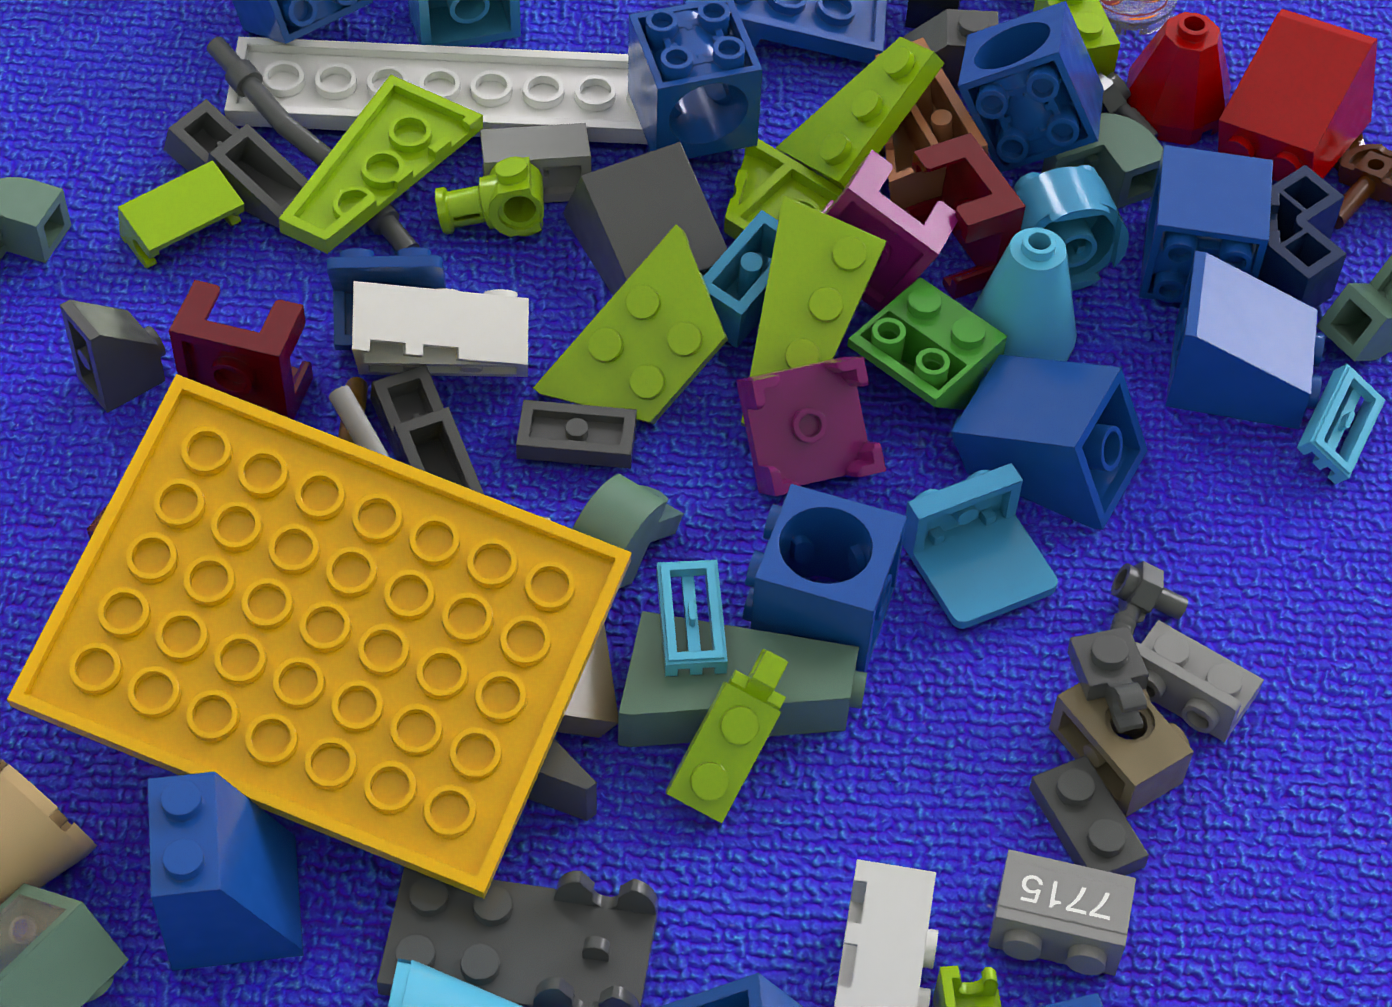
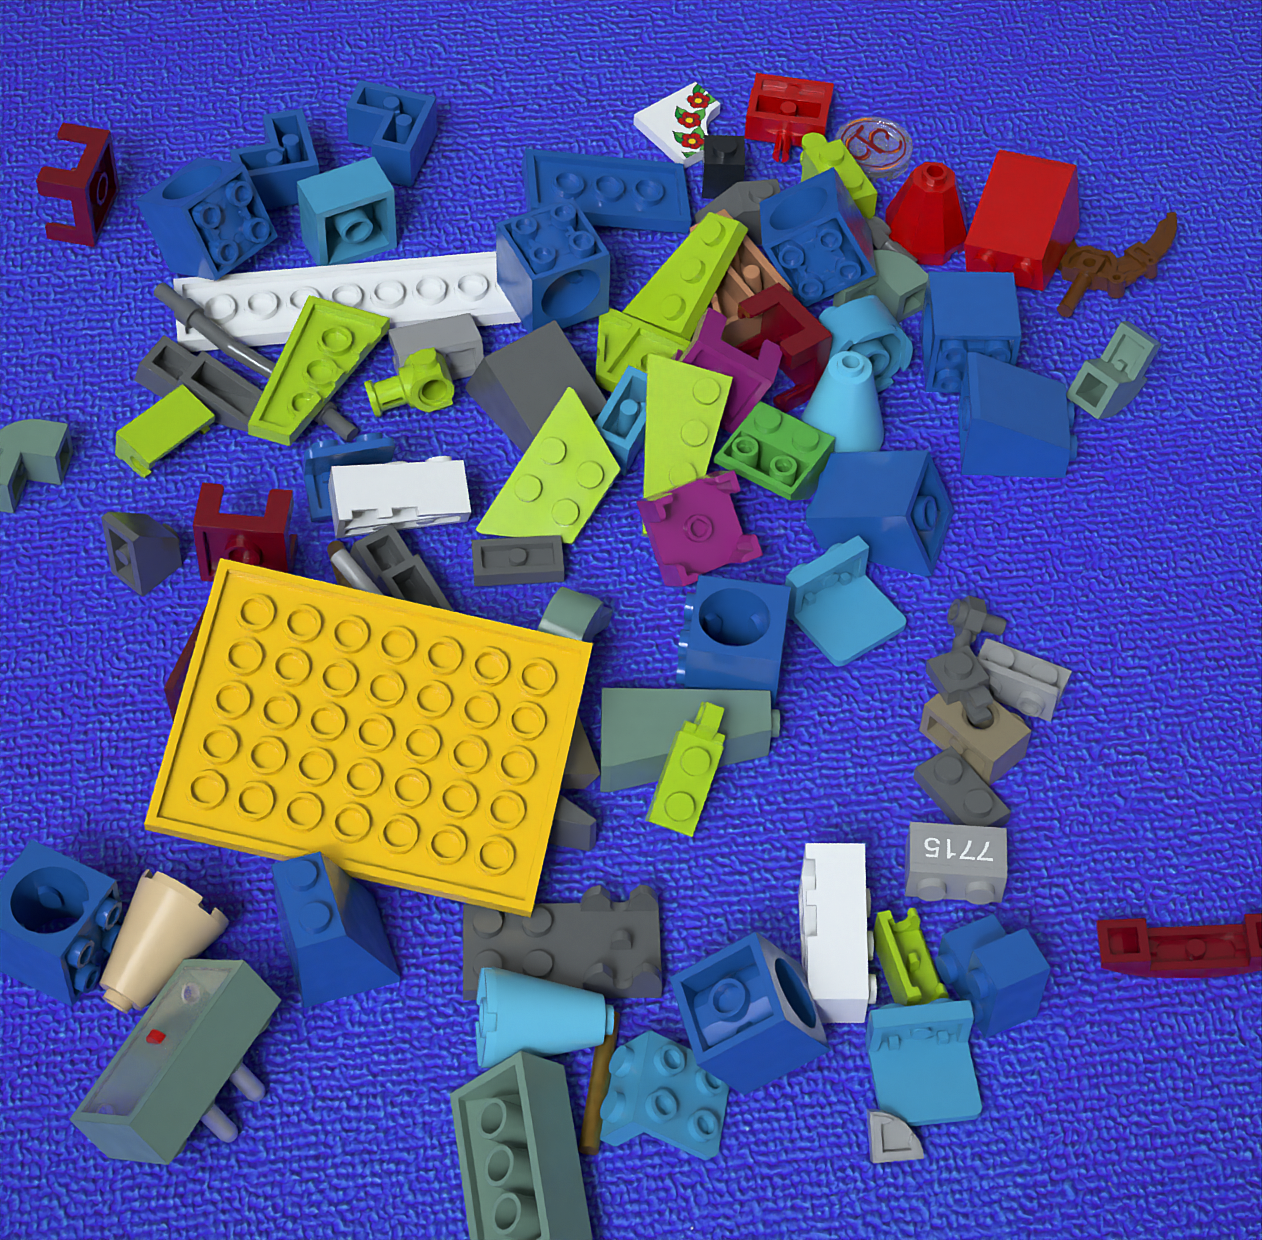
camera: 10 degrees left, 0 degrees up
(694, 658) = (649, 717): medium azure tile -> none
(1299, 248) = (1045, 342): dark blue brick -> none
(1334, 415) = (1091, 464): medium azure tile -> none

